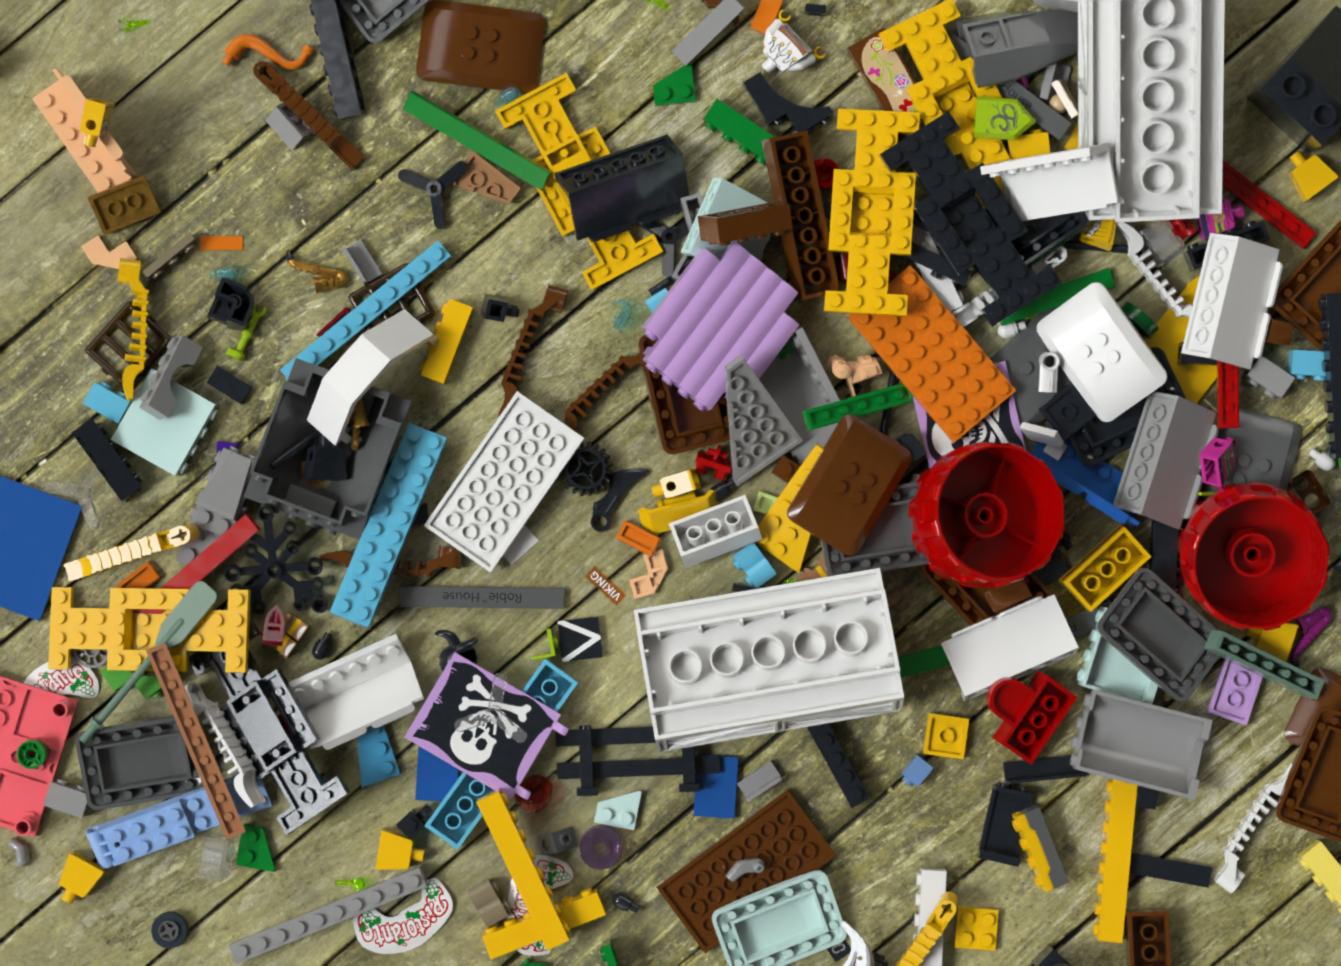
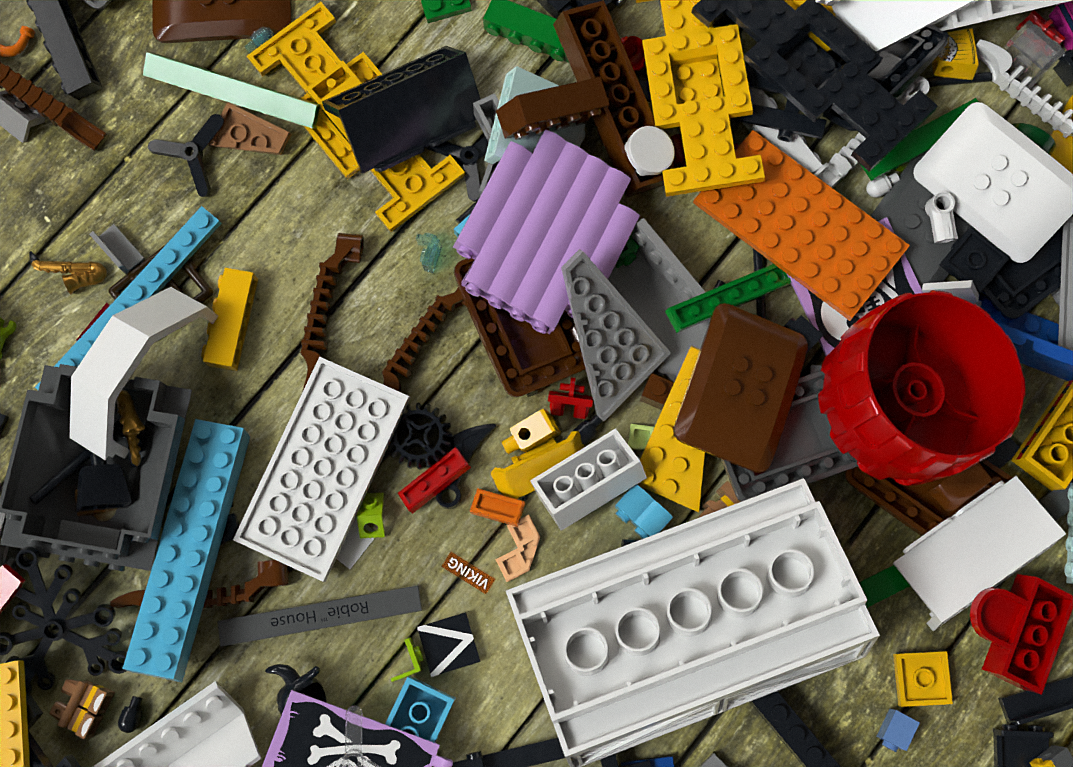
camera: 10 degrees left, 10 degrees down
(274, 627) = (61, 703): dark red plate -> none
(497, 307) = (282, 269): black brick -> none
(537, 524) = (371, 512): none -> lime bracket
(591, 507) = (434, 480): none -> red tile
(819, 270) = (650, 150): none -> white tile
(854, 371) = (713, 261): light nougat piece -> none

